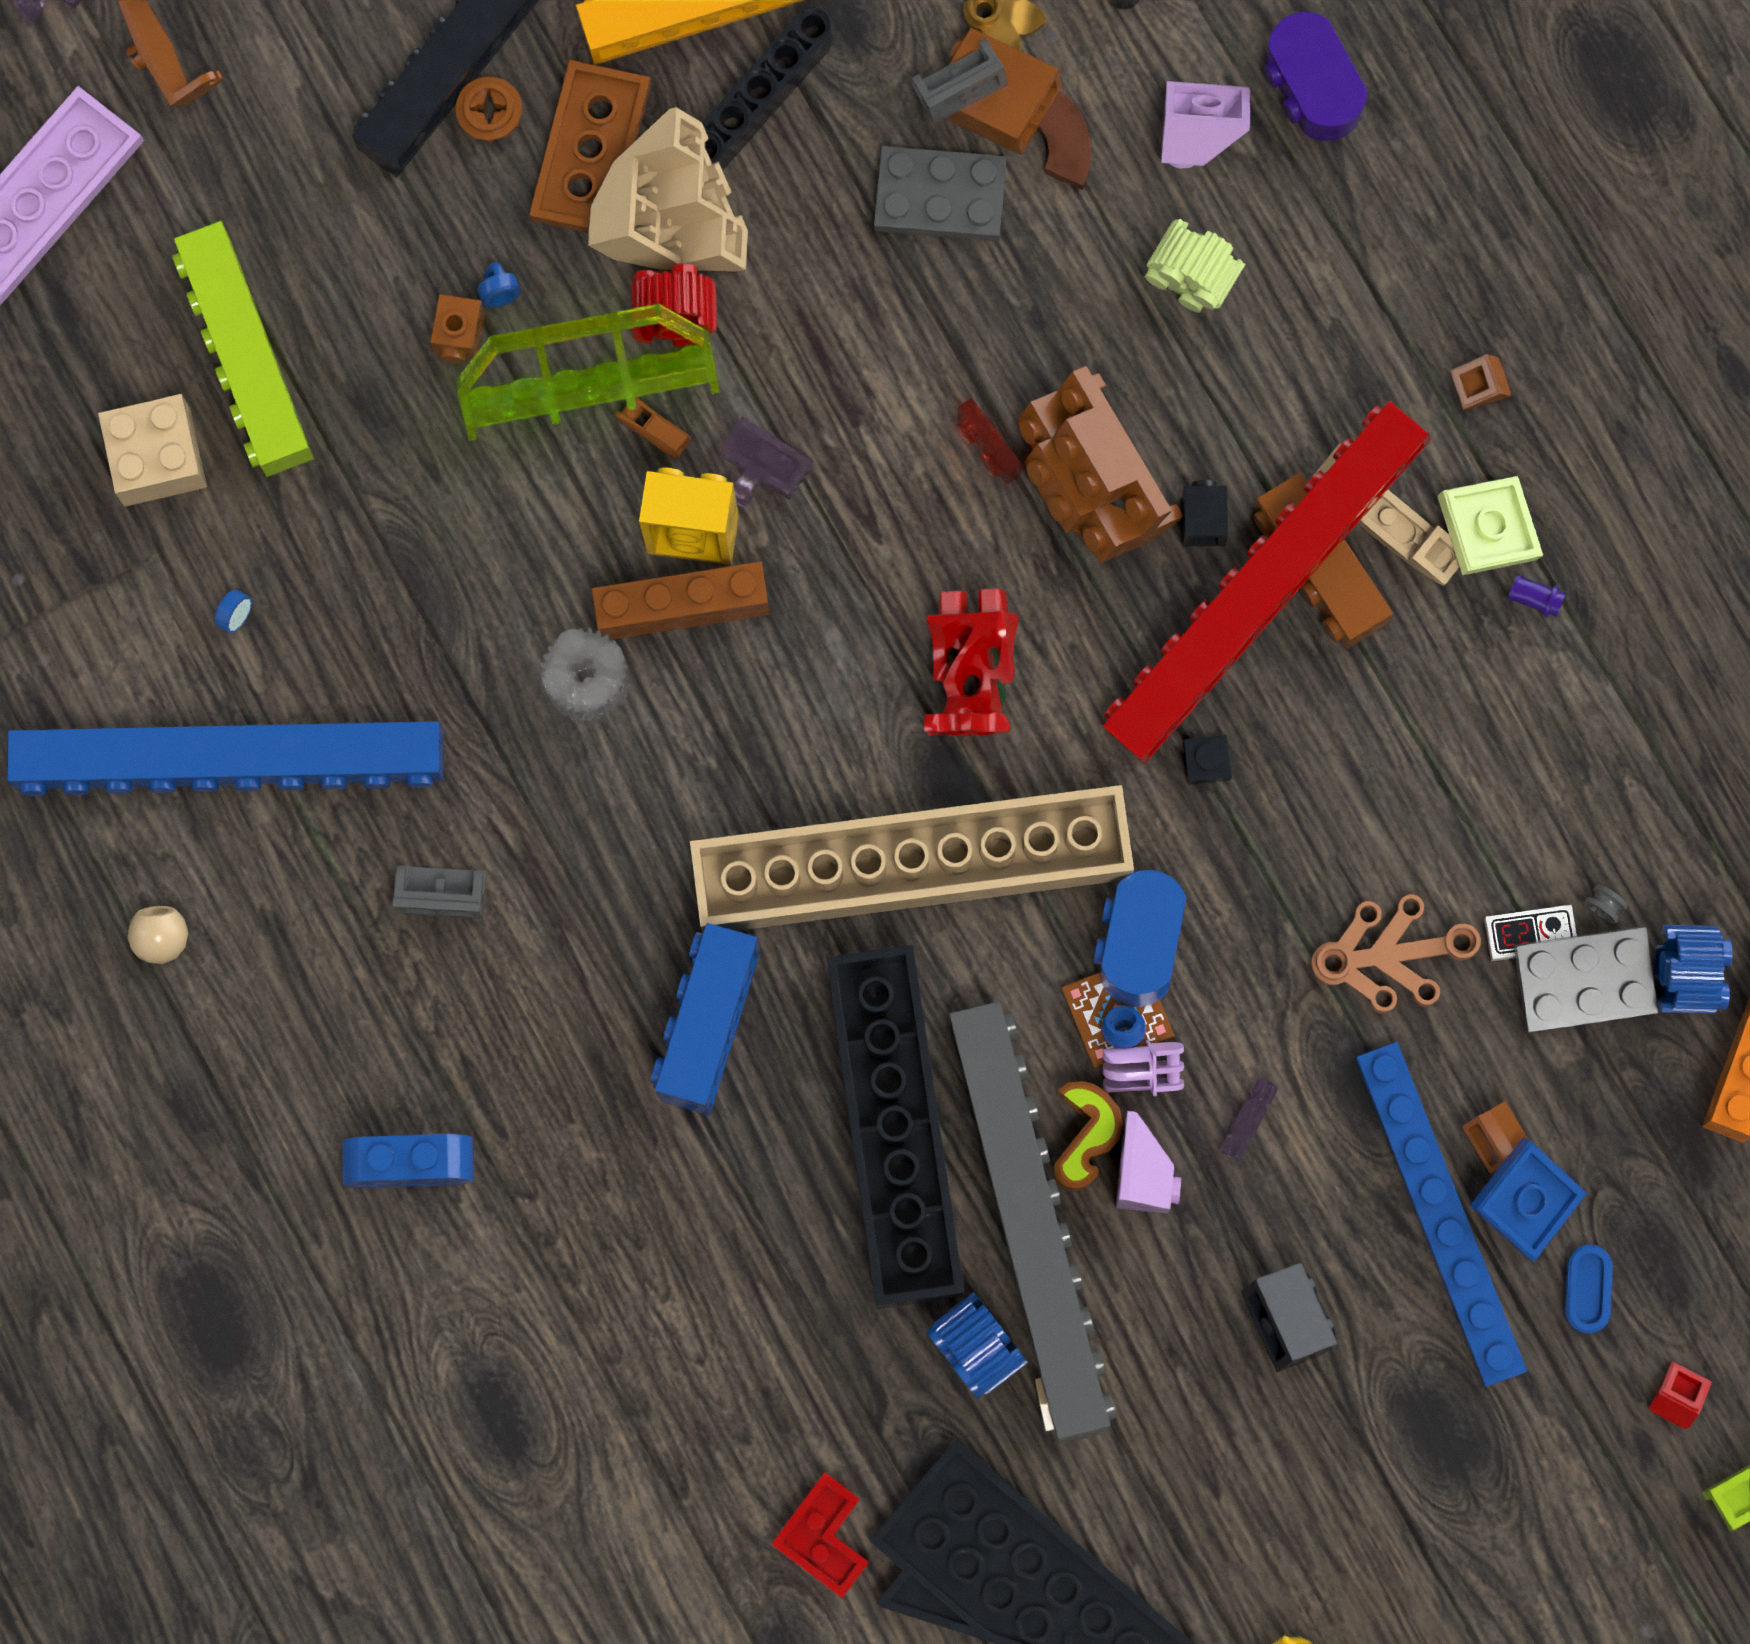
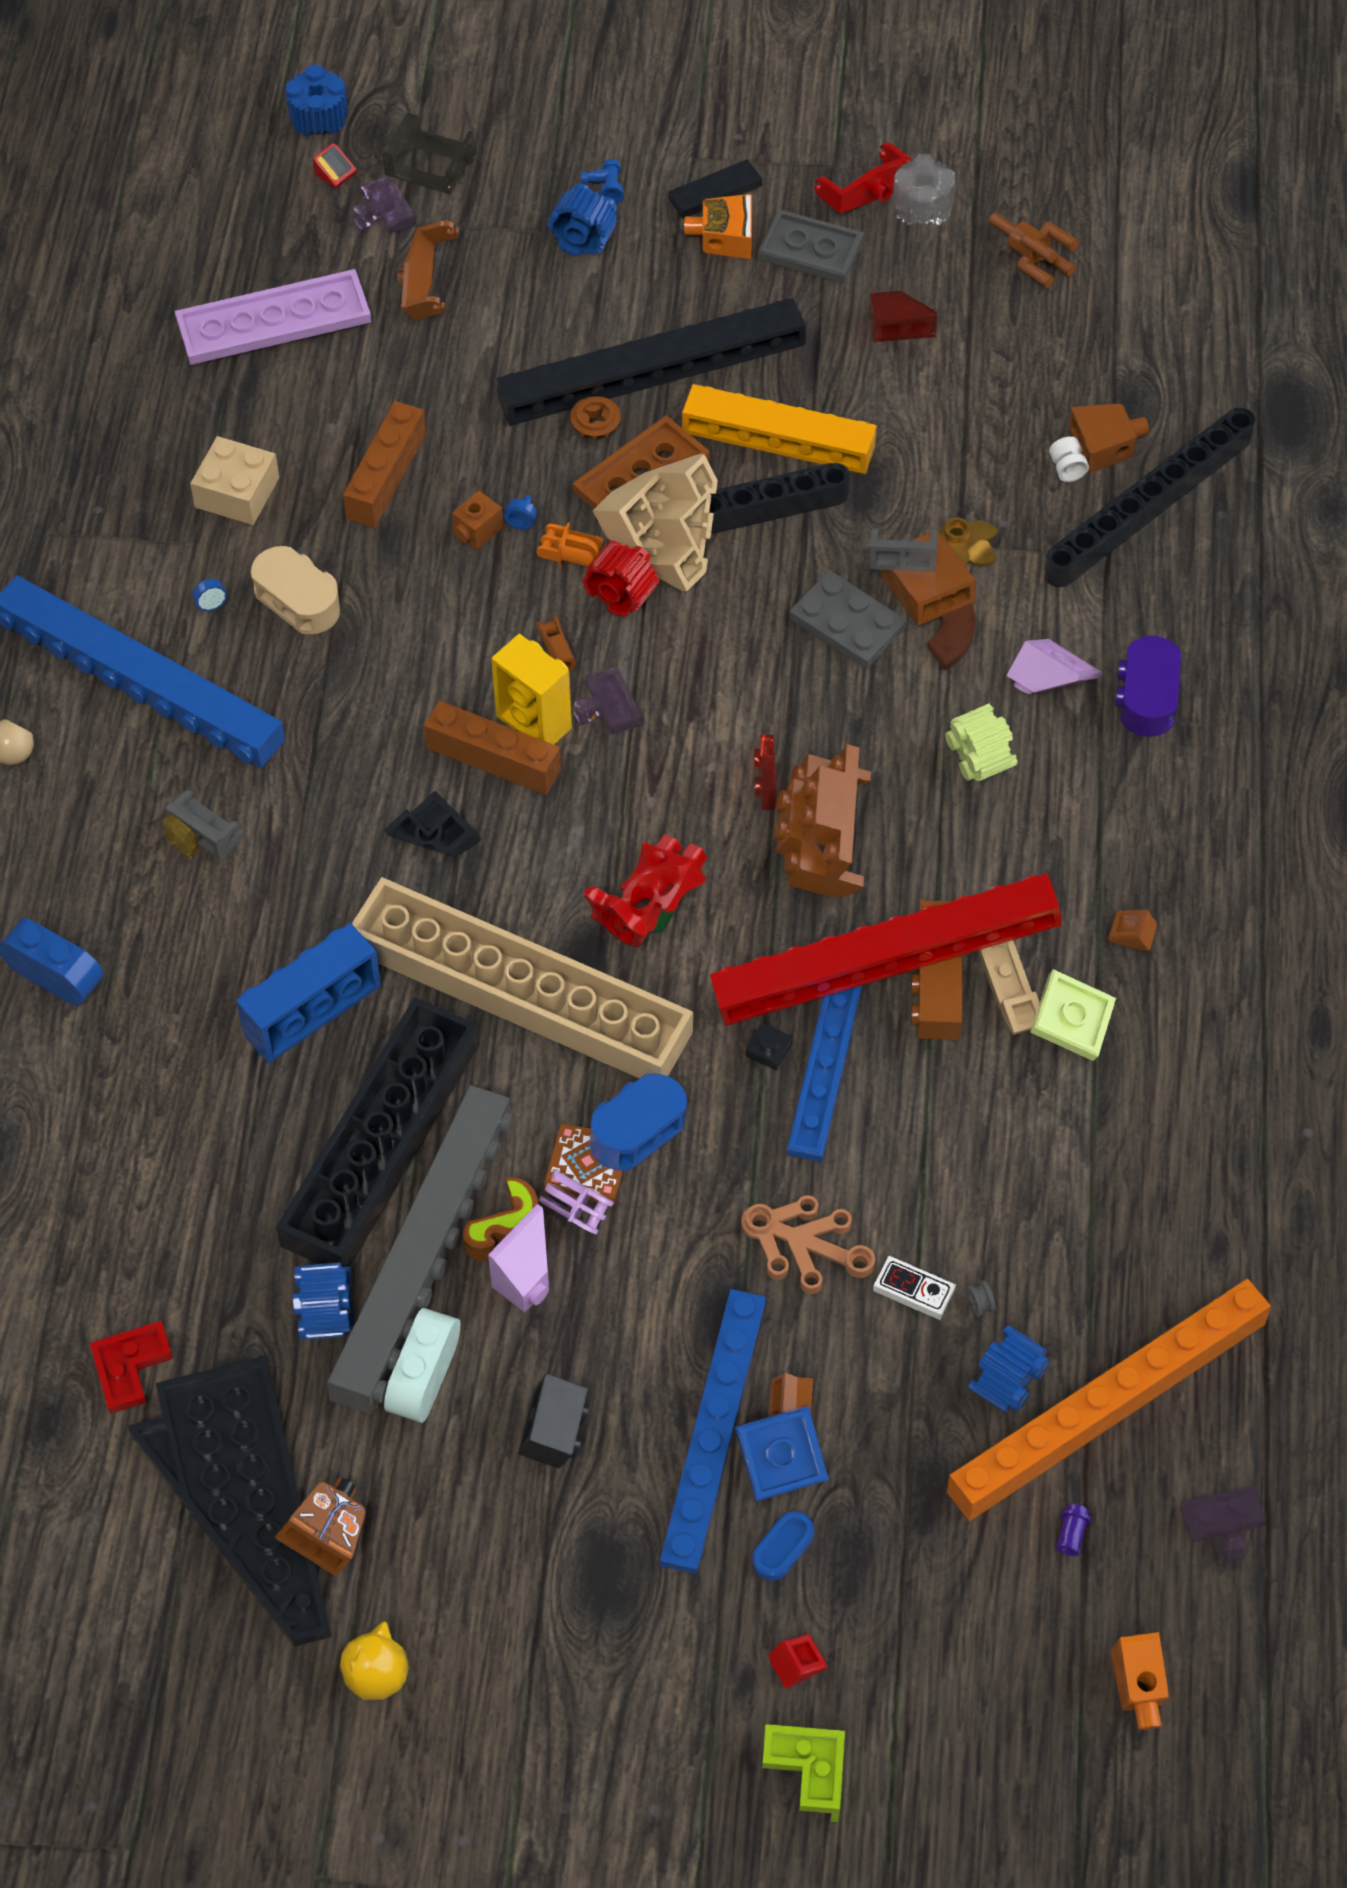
camera: 30 degrees right, 20 degrees down
(243, 349) = (335, 459): lime brick -> none
(303, 322) = (384, 464): none -> dark orange brick
(323, 543) = (296, 589): none -> tan brick
(426, 923) = (180, 836): none -> clear yellow tile
(575, 653) = (396, 752): clear brick -> none
(586, 386) = (521, 592): clear neon green plate -> none
(591, 294) = (569, 546): none -> orange arm
(685, 733) = (434, 827): none -> black slope
(1121, 1345) = (422, 1365): none -> light aqua brick
(1123, 1017) = (581, 1166): blue plate -> none
(1150, 1574) = (326, 1526): none -> dark orange torso
(1204, 514) = (878, 895): black brick -> none
(1249, 1119) = (625, 1284): clear purple axle -> none
(1284, 757) = (823, 1075): none -> blue tile
(1537, 596) = (1079, 1083): dark purple pin -> none
(1585, 979) = (930, 1337): plate -> none

